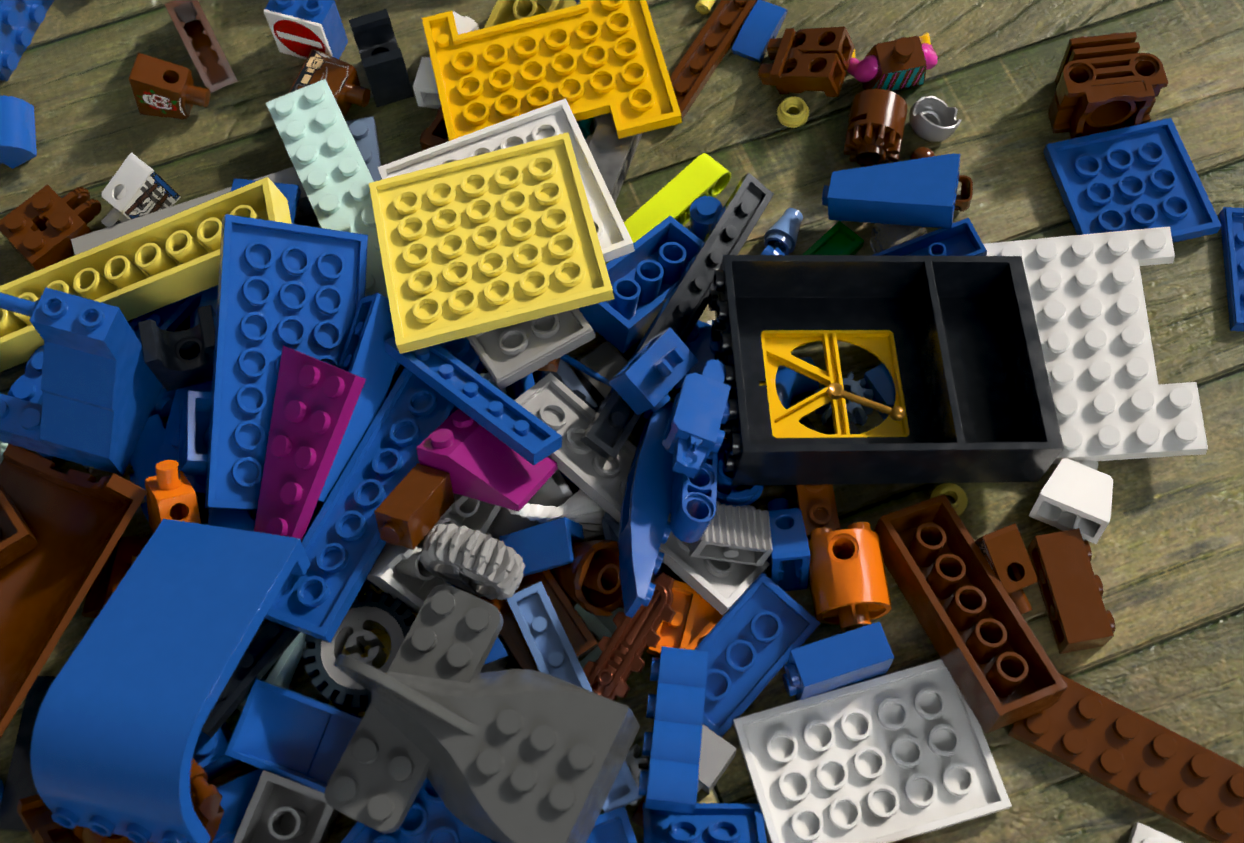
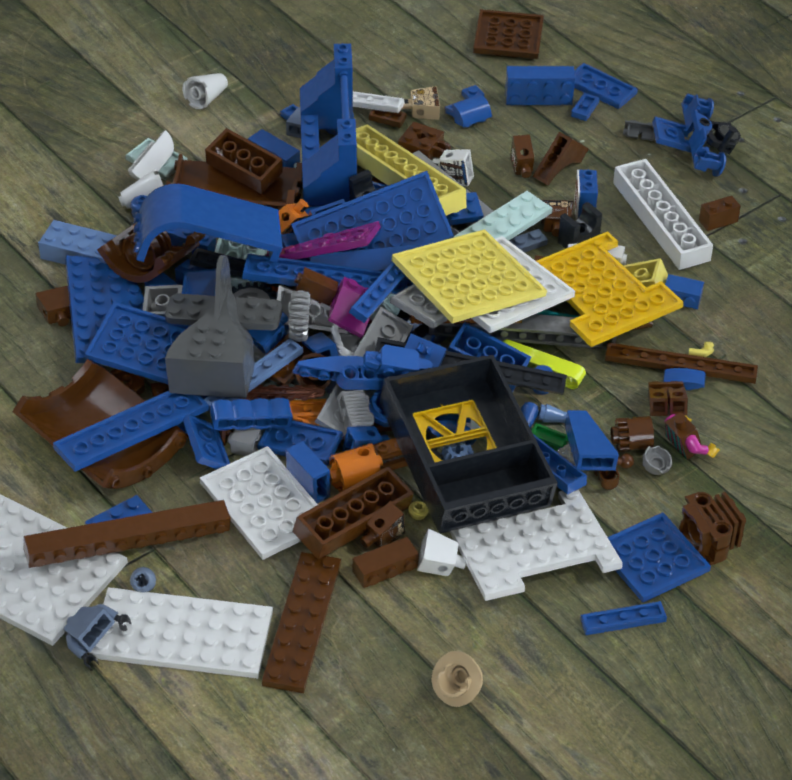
camera: 65 degrees right, 20 degrees down
(793, 105) = (634, 403): light yellow plate -> none
(836, 391) = (434, 411): pearl gold hinge -> none

